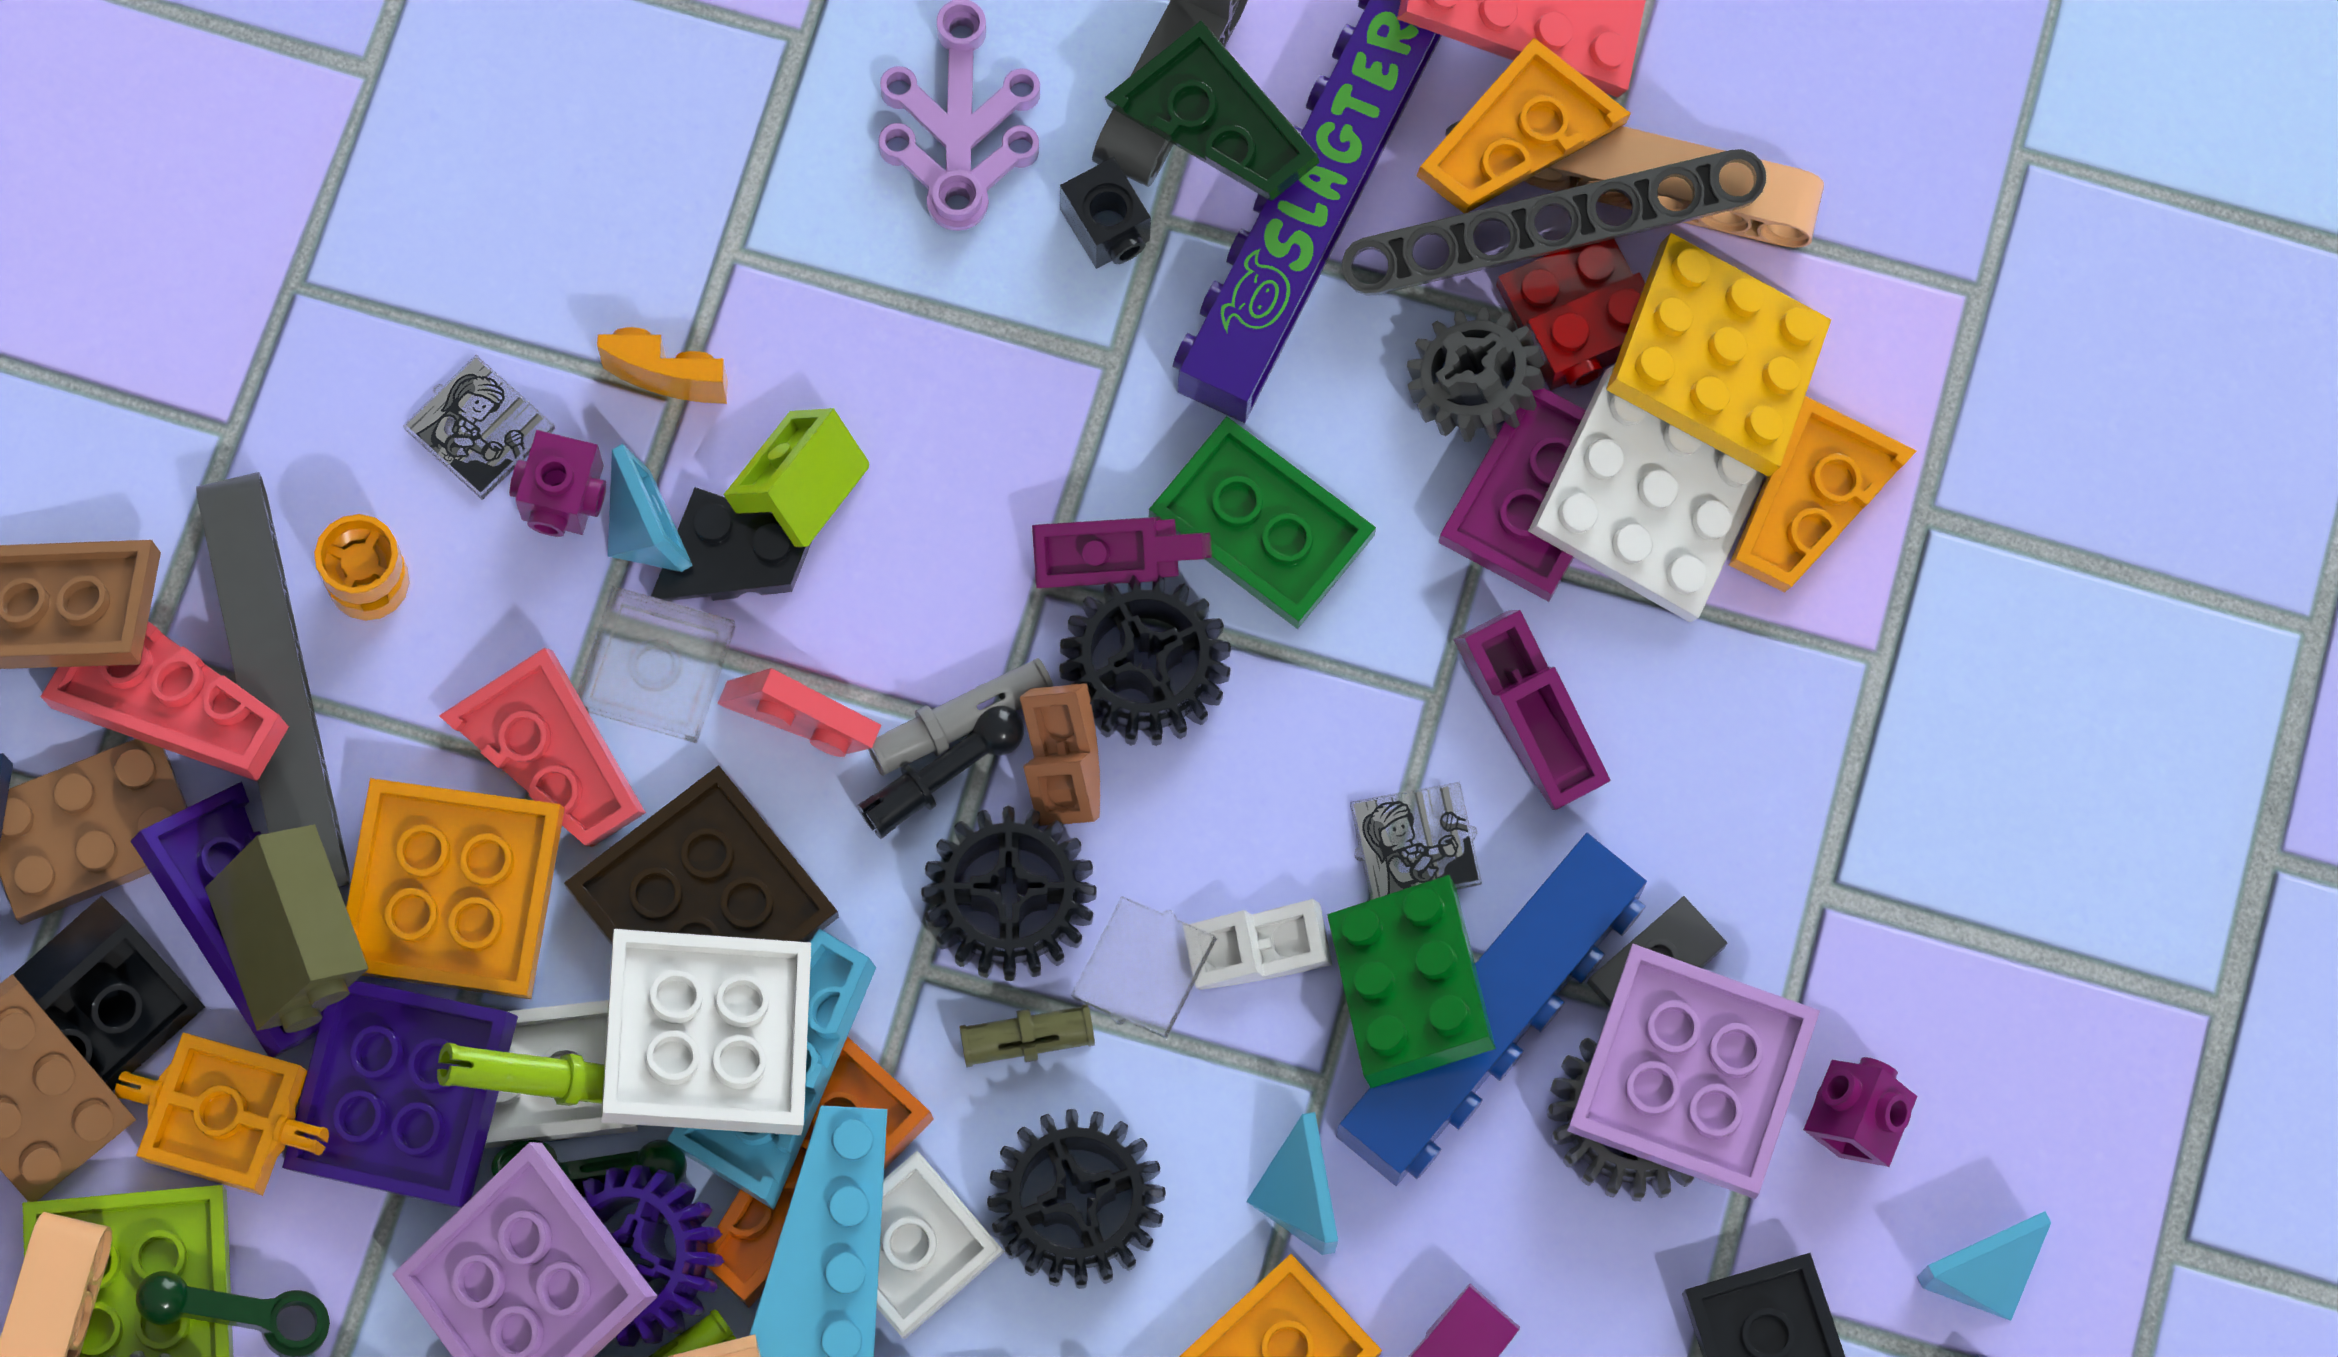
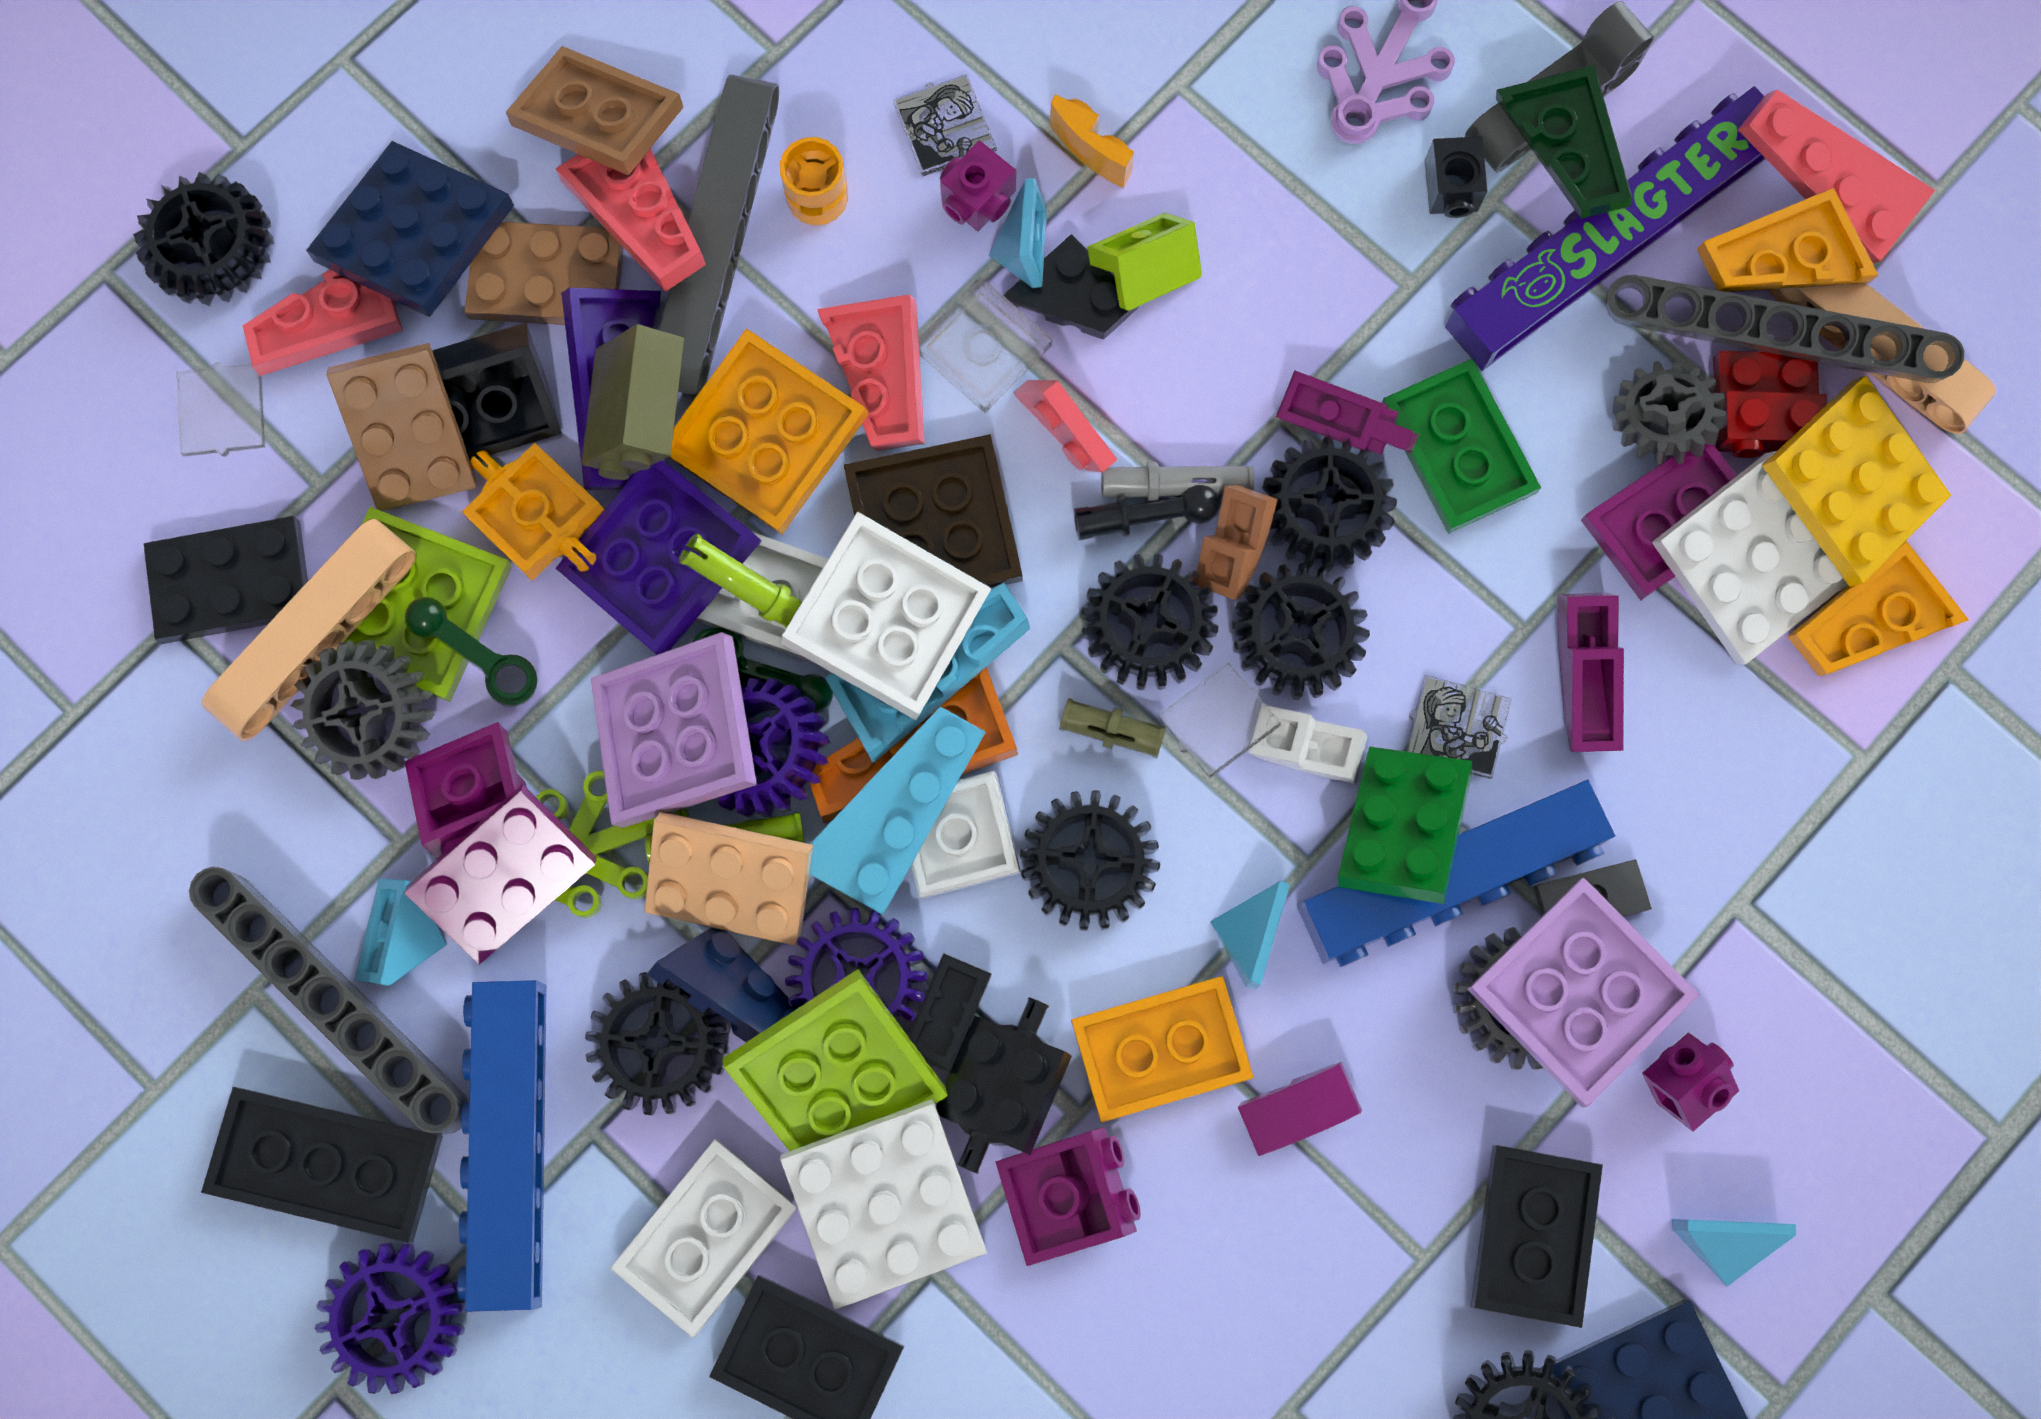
camera: 30 degrees right, 5 degrees up
(1162, 805) = (1289, 612): none -> black gear

